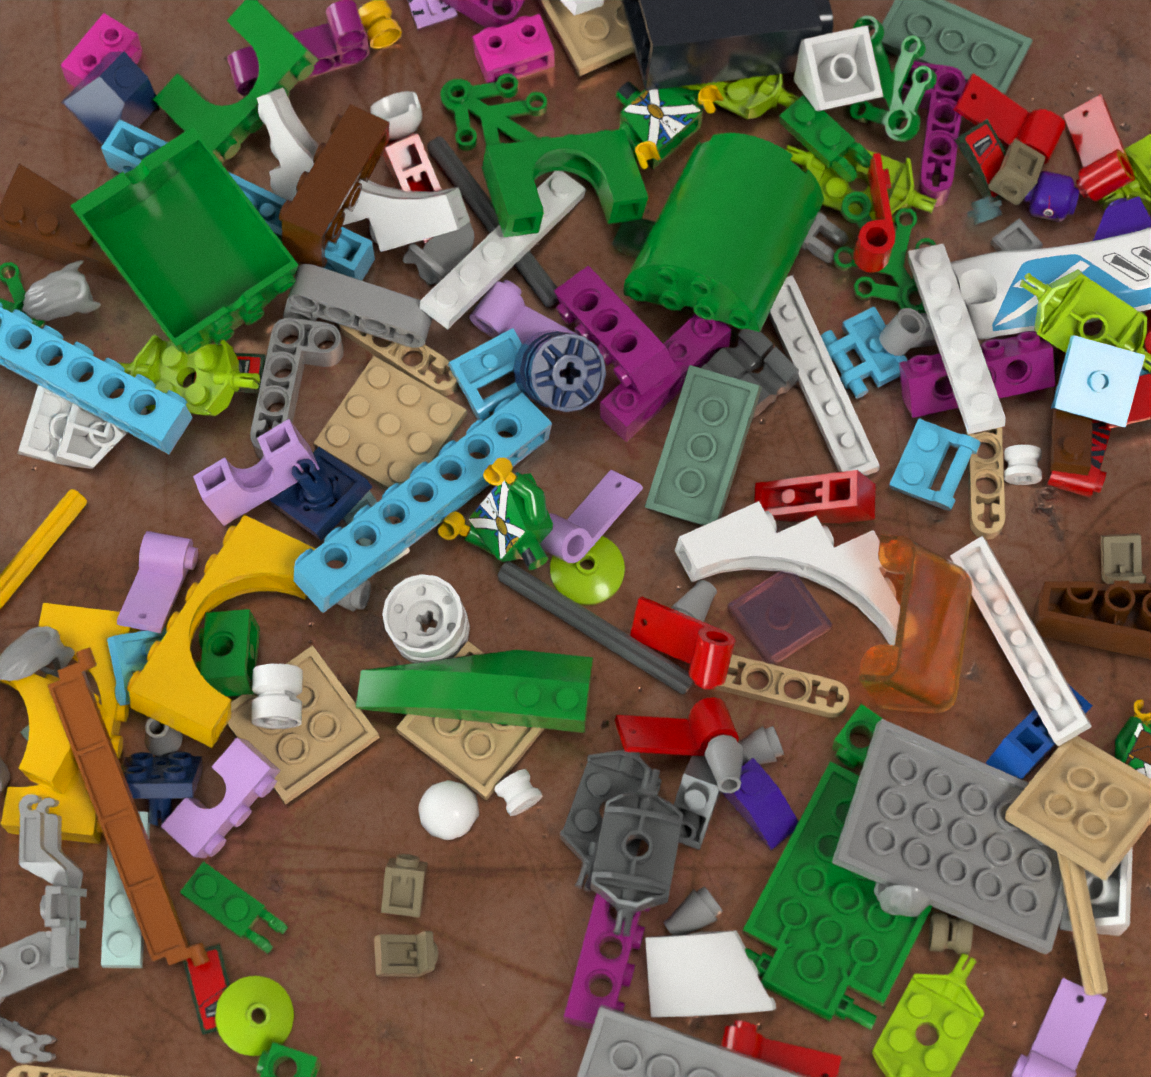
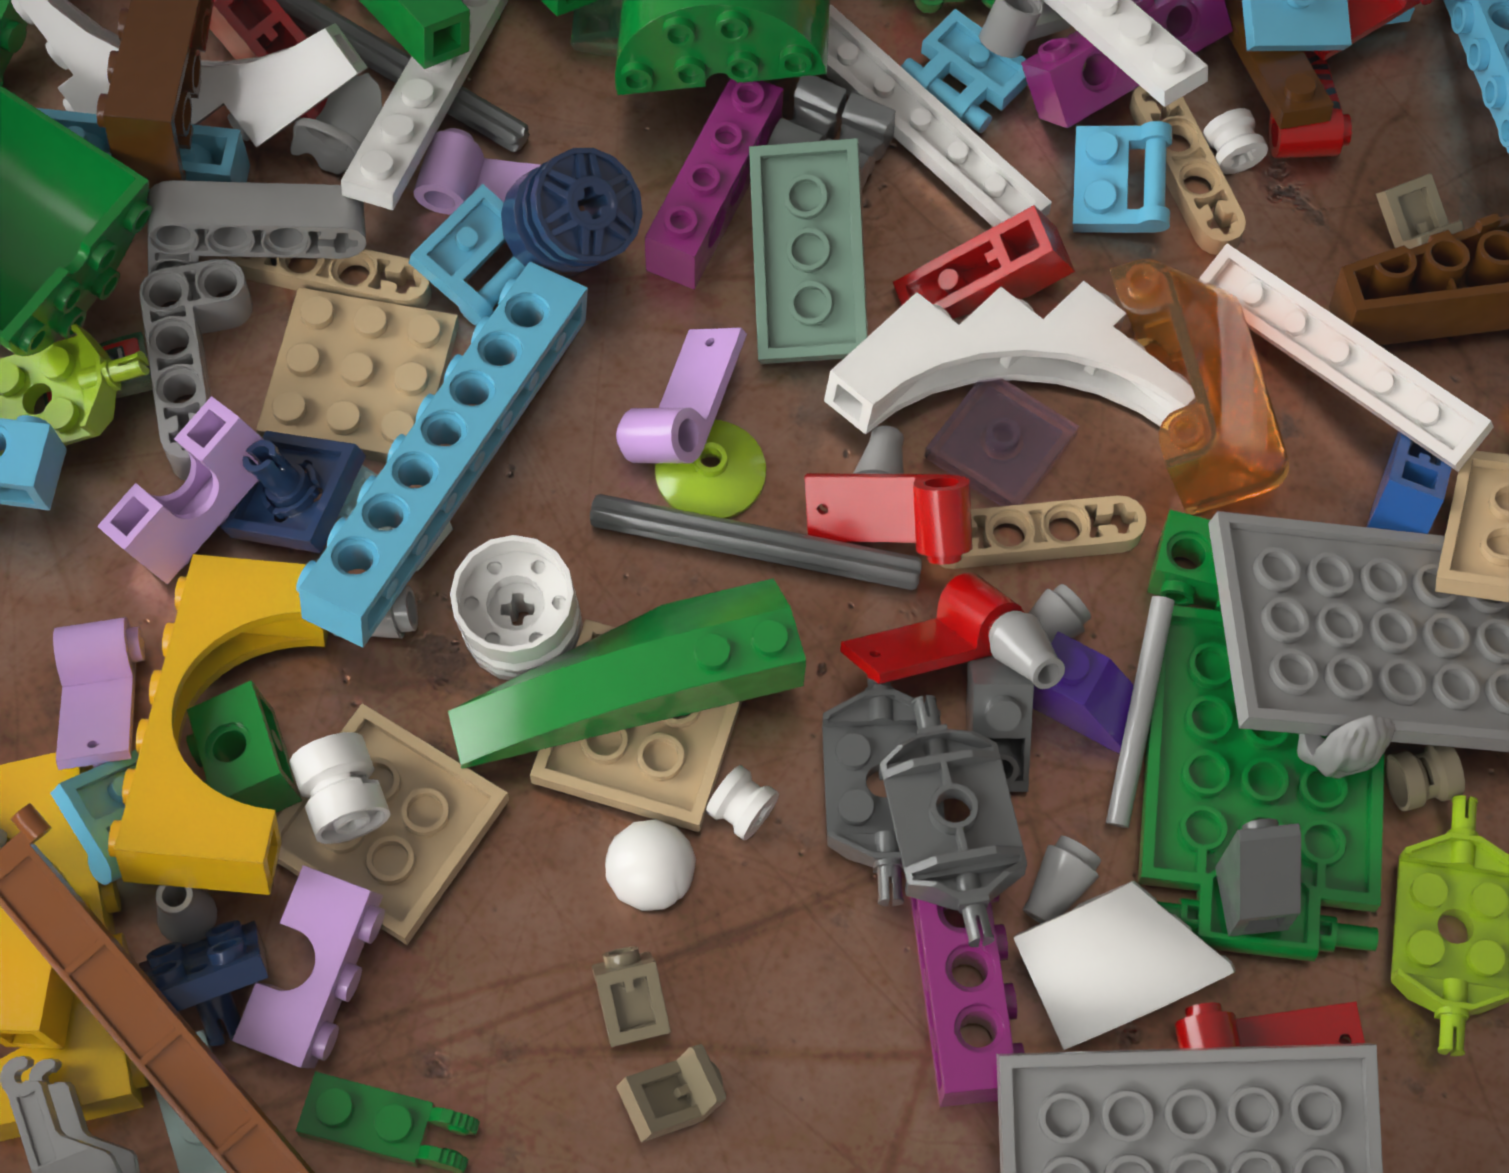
camera: 25 degrees left, 5 degrees down
(509, 519) = (582, 430): torso -> none
(615, 330) = (659, 145): magenta brick -> none
(787, 826) = (1140, 712): none -> light grey bar
(808, 959) = (1261, 878): none -> dark grey slope

